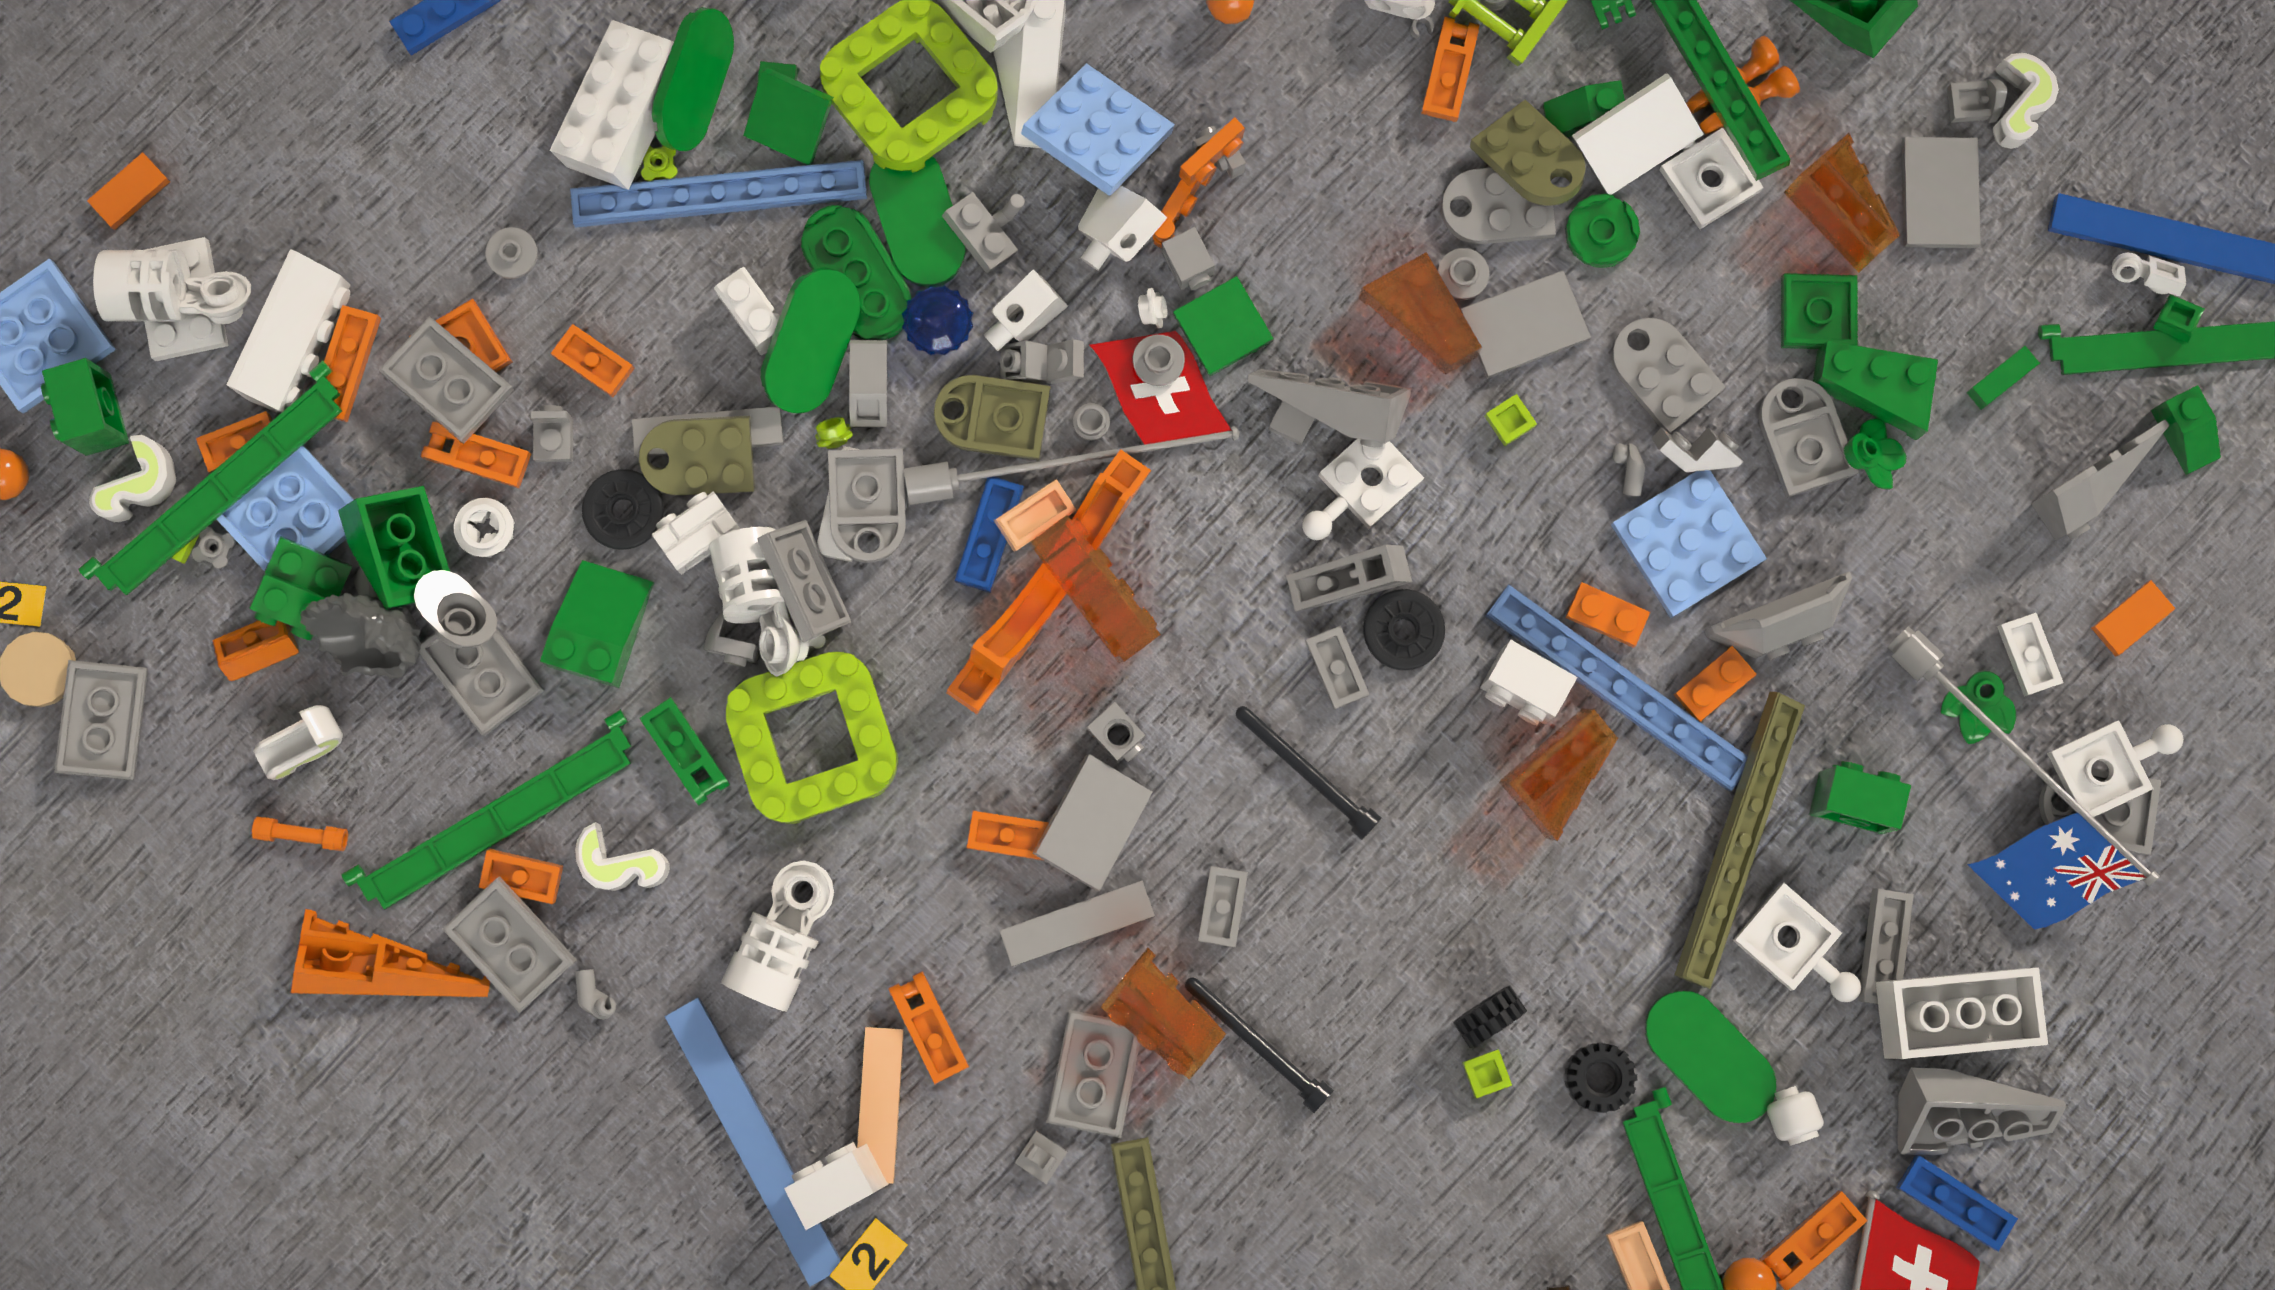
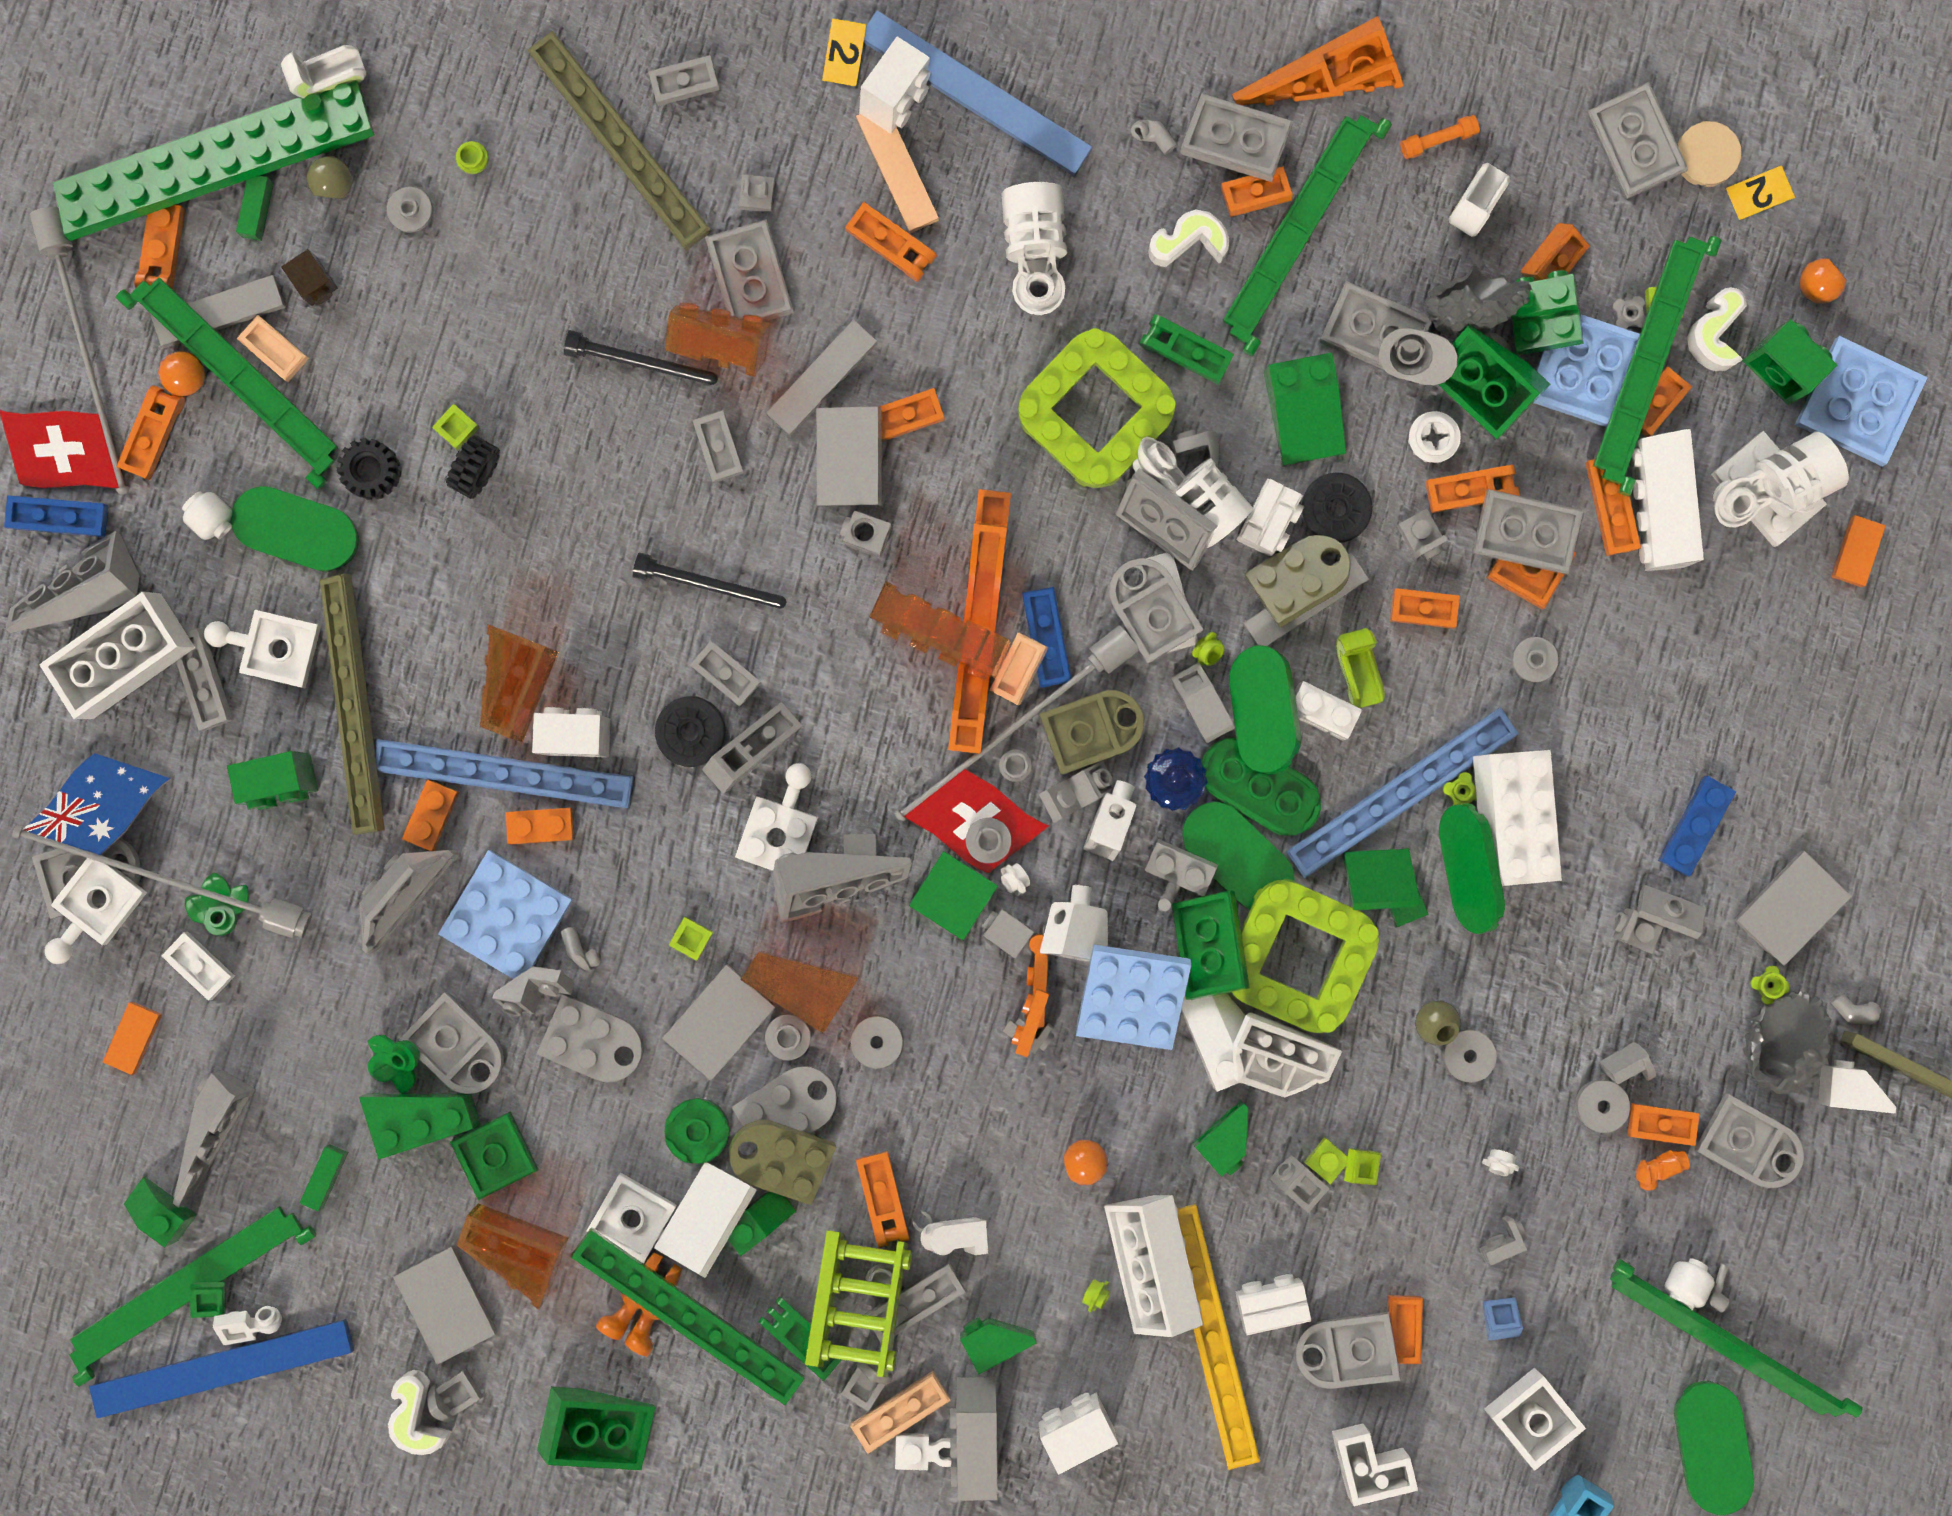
camera: 155 degrees right, 5 degrees up
(691, 333) = (1360, 667): none -> lime animal
(989, 139) = (1212, 939): none -> green tile
(1376, 207) = (869, 1055): none -> light grey piece

